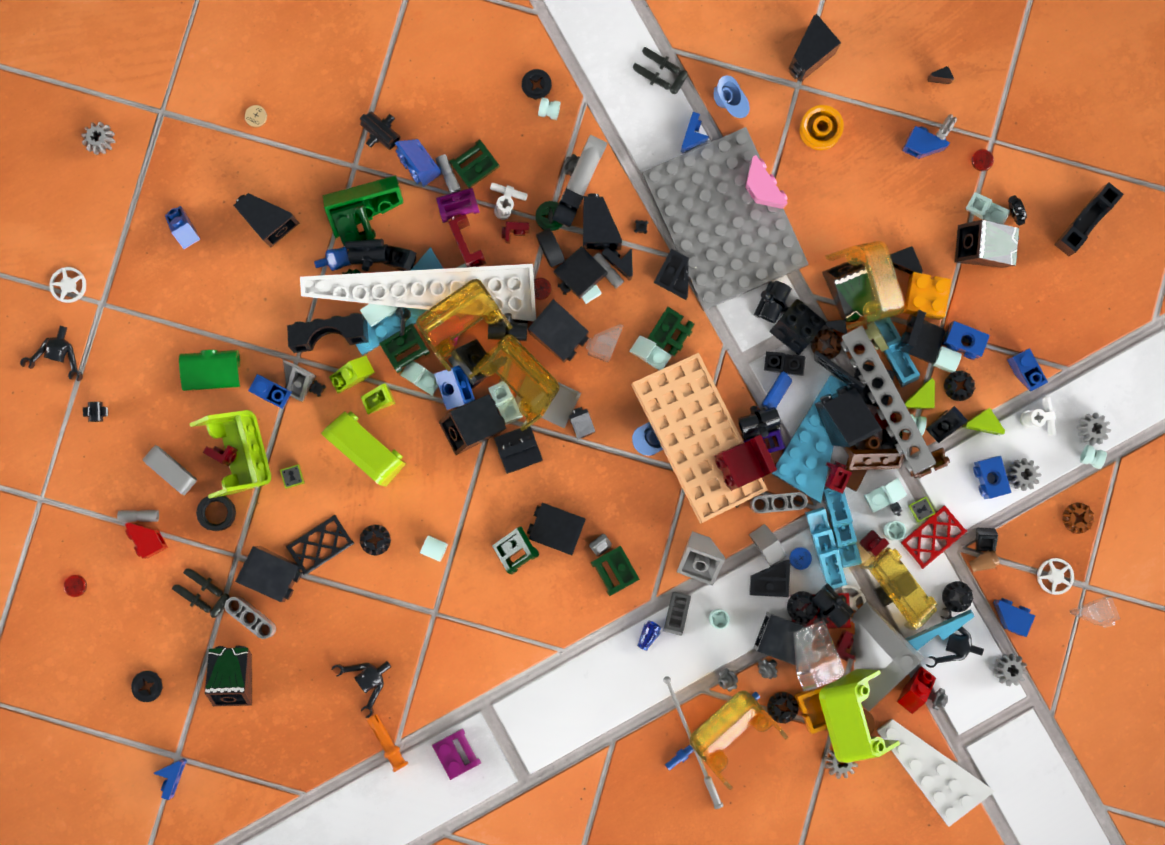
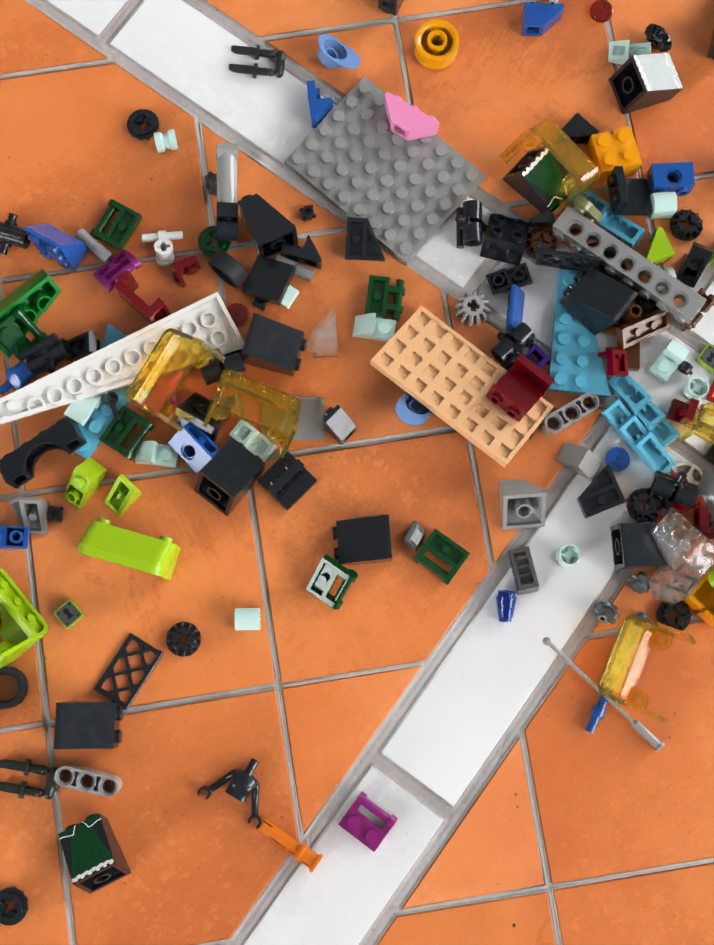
camera: 25 degrees left, 5 degrees down
(747, 374) = (480, 308): none -> light grey gear
(789, 683) = (671, 585): none -> clear slope

